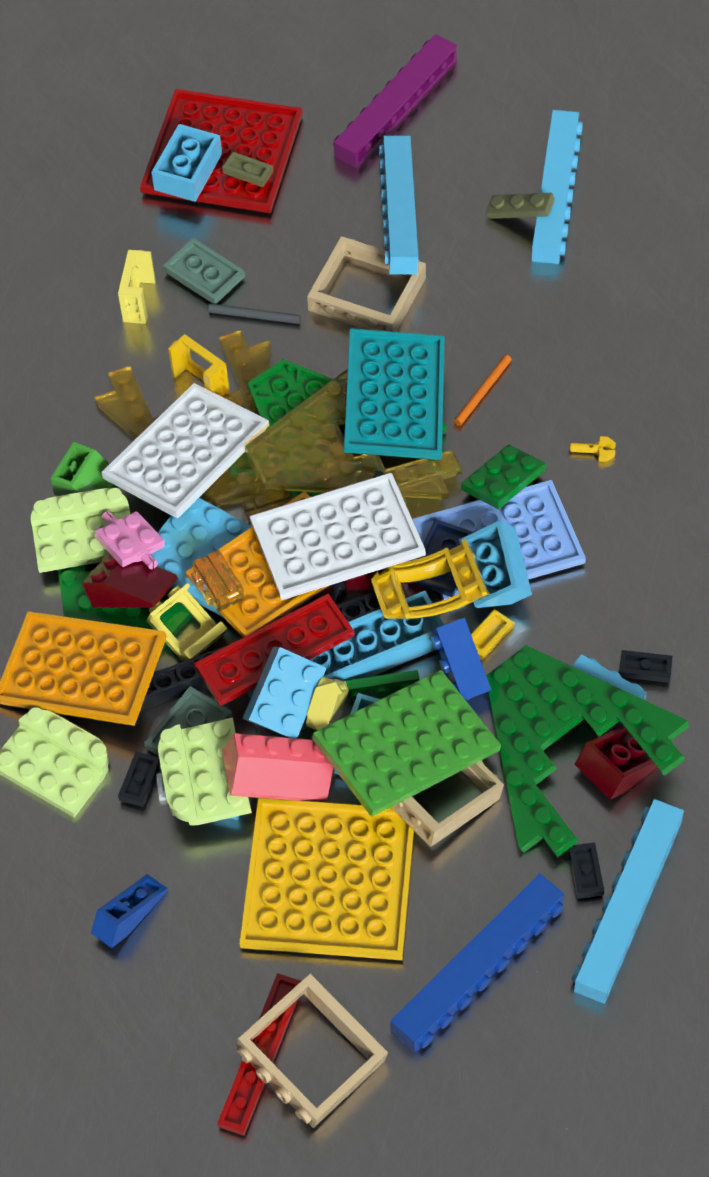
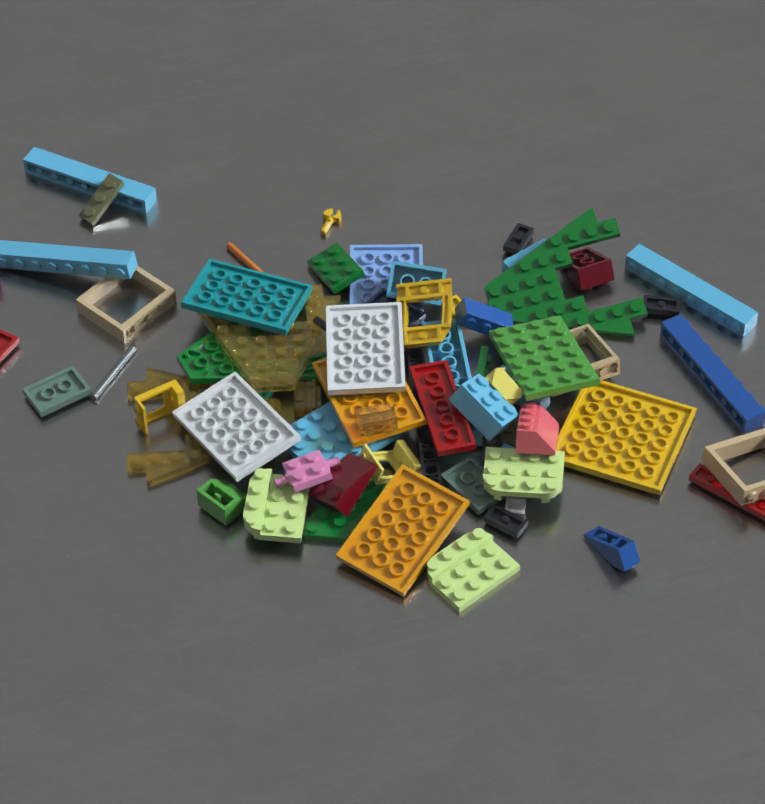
camera: 75 degrees left, 10 degrees down
(131, 296) = (70, 431): light yellow window -> none

